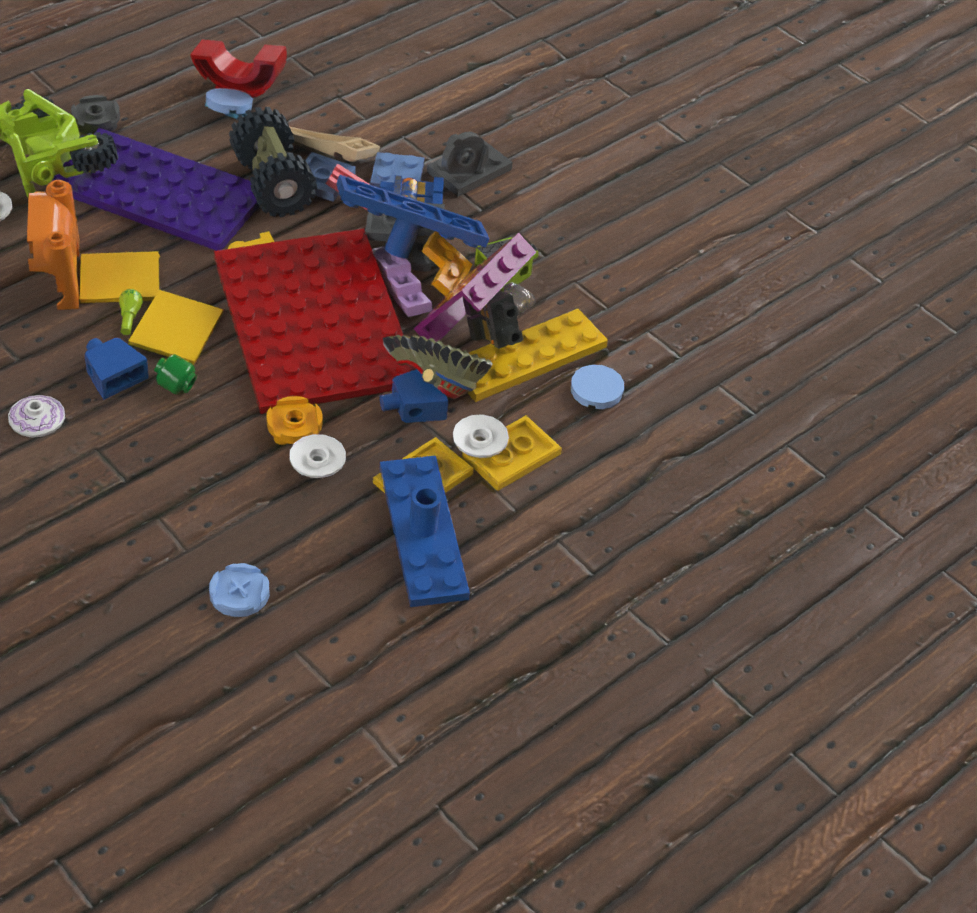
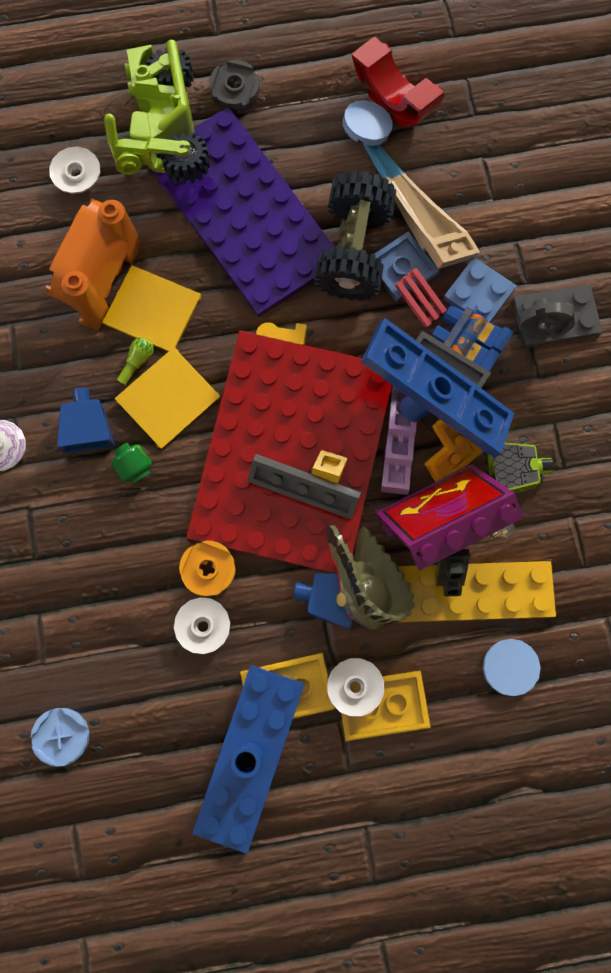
camera: 35 degrees right, 30 degrees up
(342, 323) = (303, 486): none -> dark grey plate
(356, 303) = (329, 466): none -> yellow plate

